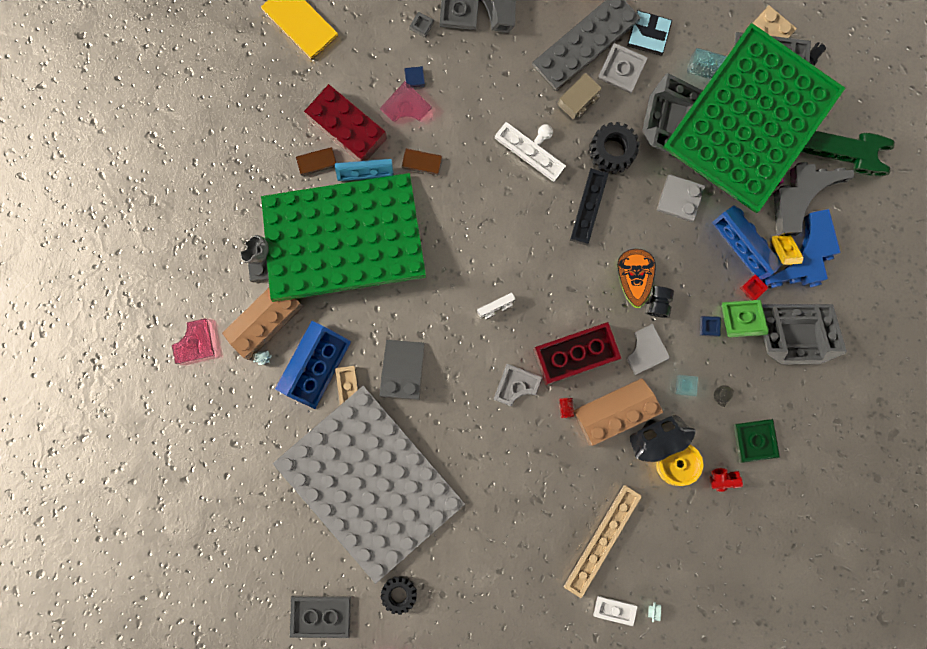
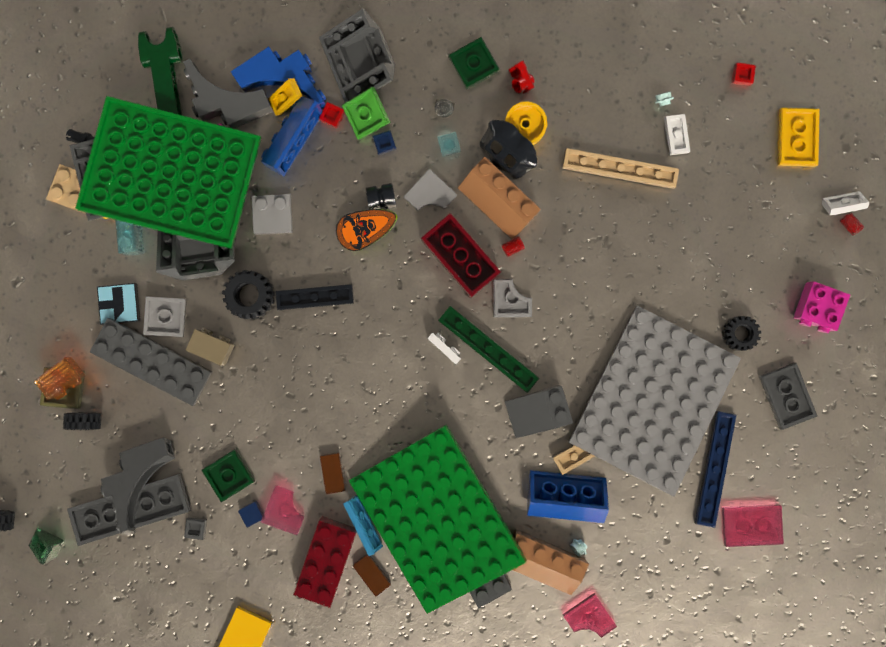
camera: 110 degrees left, 5 degrees up
(212, 531) = (752, 525): none -> clear pink tile
(256, 250) = (484, 595): dark grey hair -> none
(280, 517) = (715, 469): none -> dark blue tile
(457, 70) = (228, 475): none -> dark green tile
(478, 346) = (488, 349): none -> dark green plate
(530, 150) = (281, 374): white plate -> none

